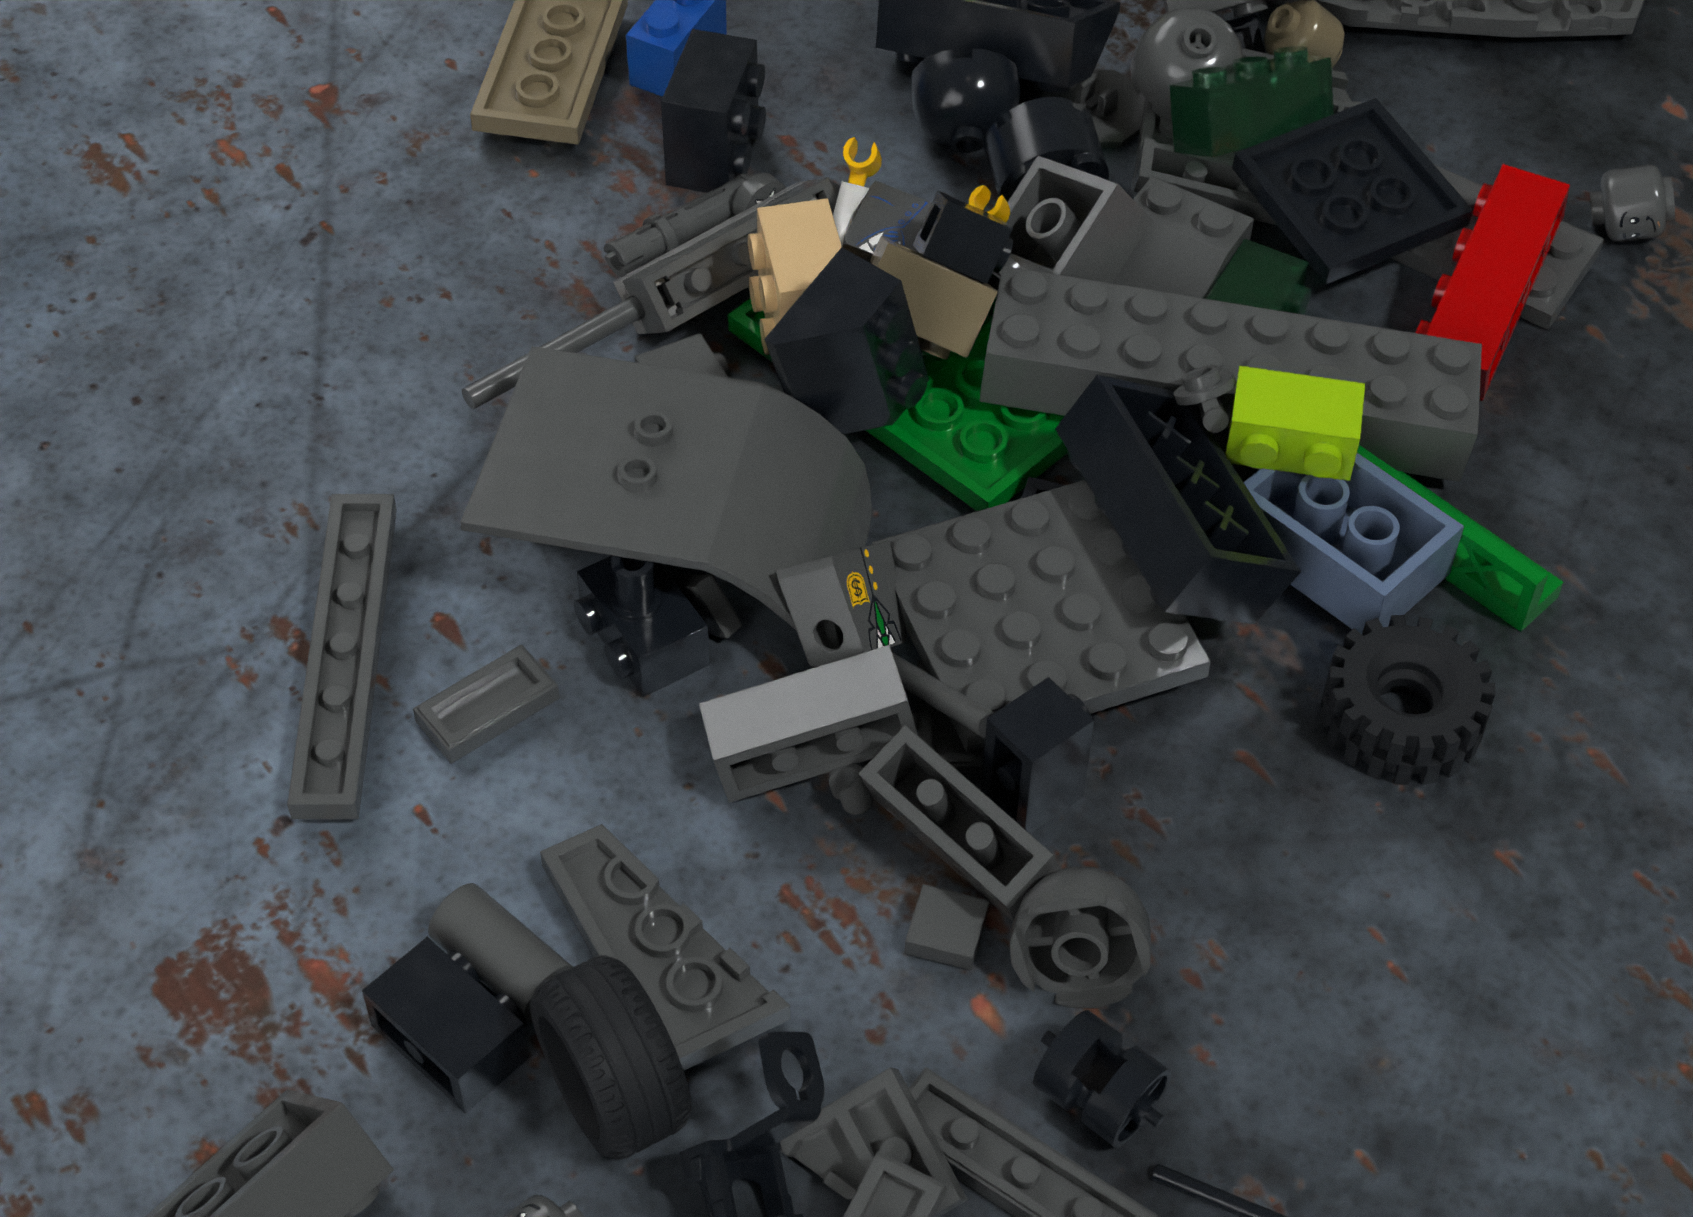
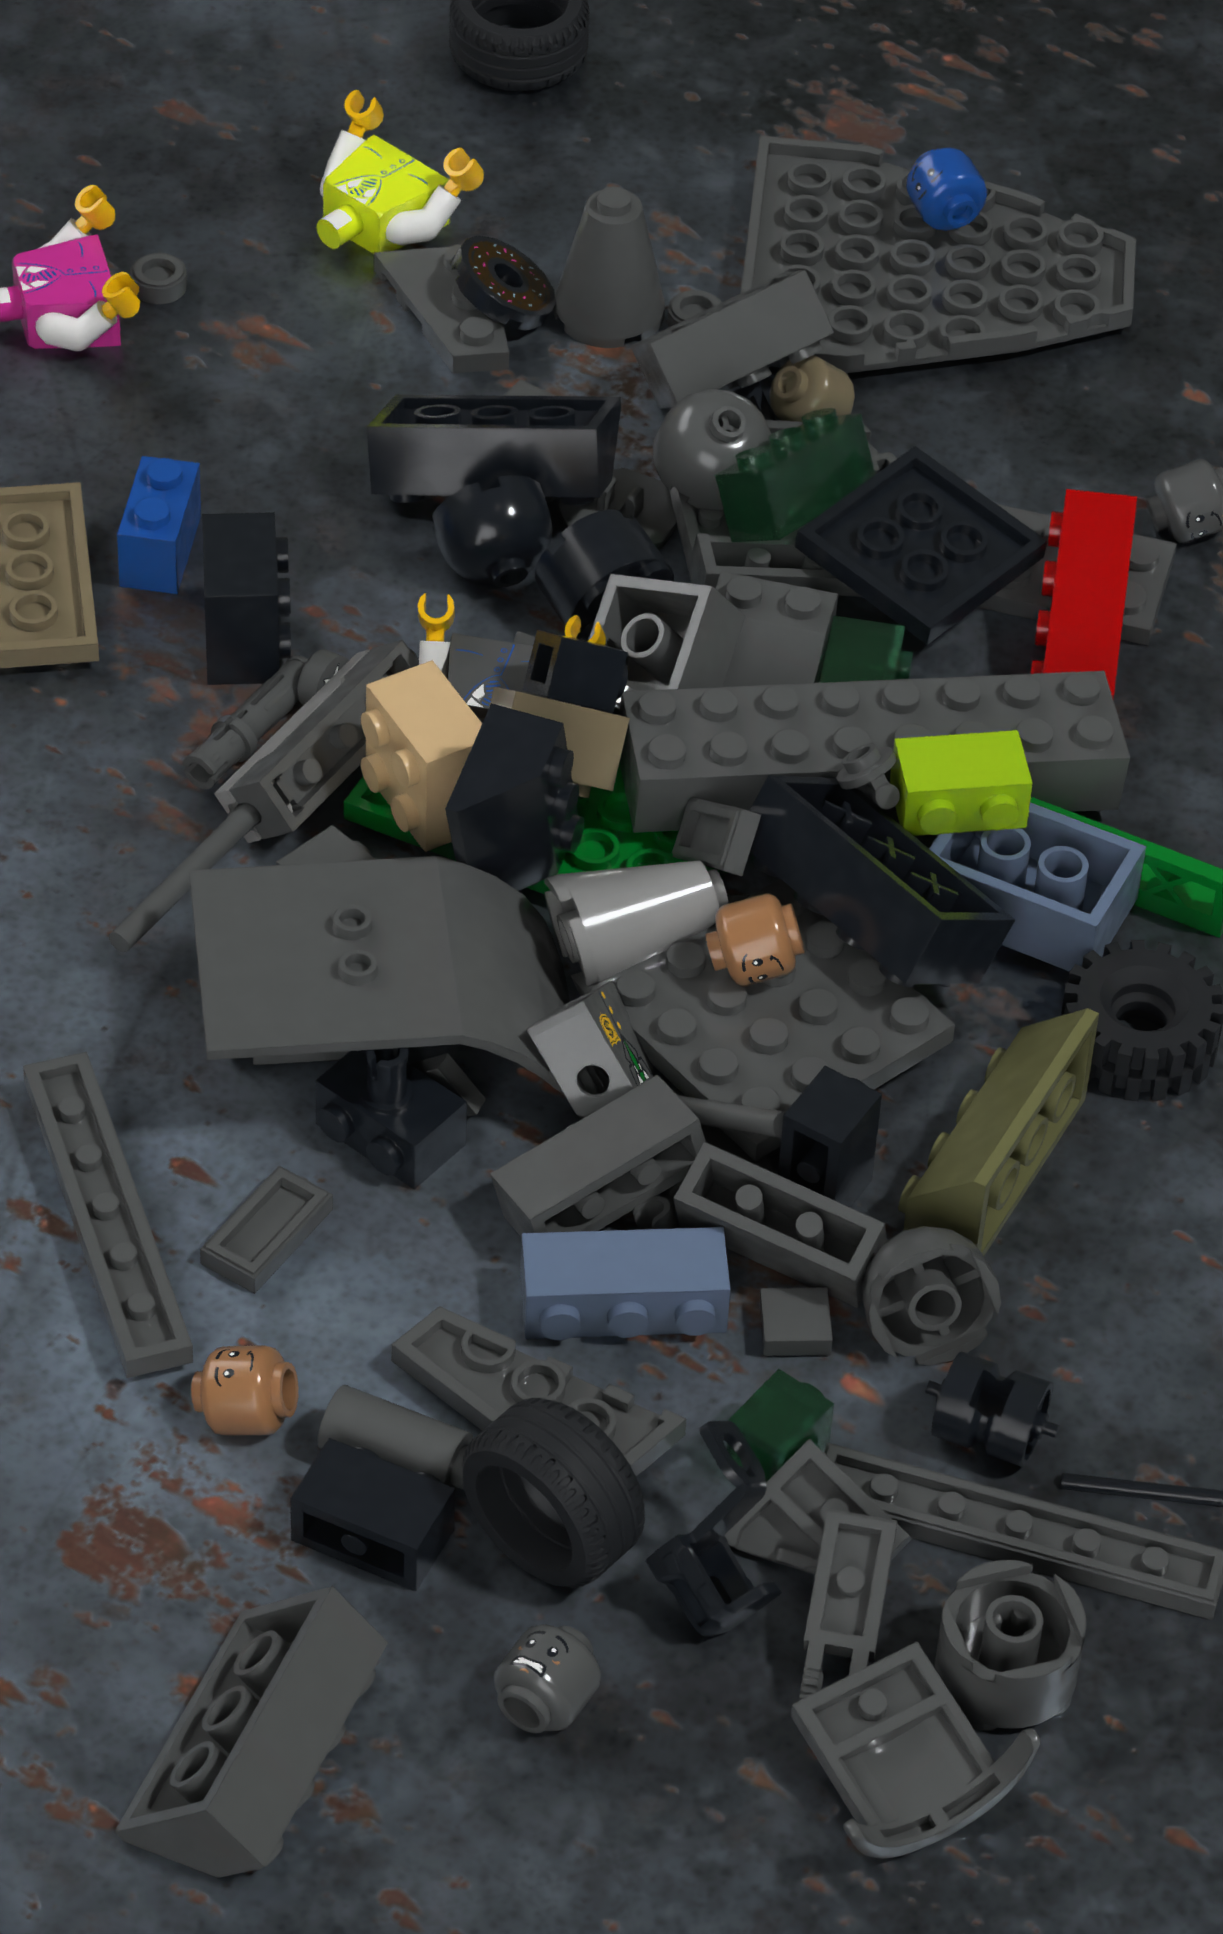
camera: 20 degrees left, 5 degrees down
(384, 863) = (245, 1390): none -> medium nougat head
(790, 845) = (624, 1283): none -> sand blue brick
(880, 1034) = (782, 1419): none -> clear green brick
(936, 478) = (629, 914): none -> light grey cone
(1036, 532) = (755, 940): none -> medium nougat head
(1040, 422) = (716, 835): none -> dark grey tile
(1219, 789) = (1004, 1130): none -> olive slope

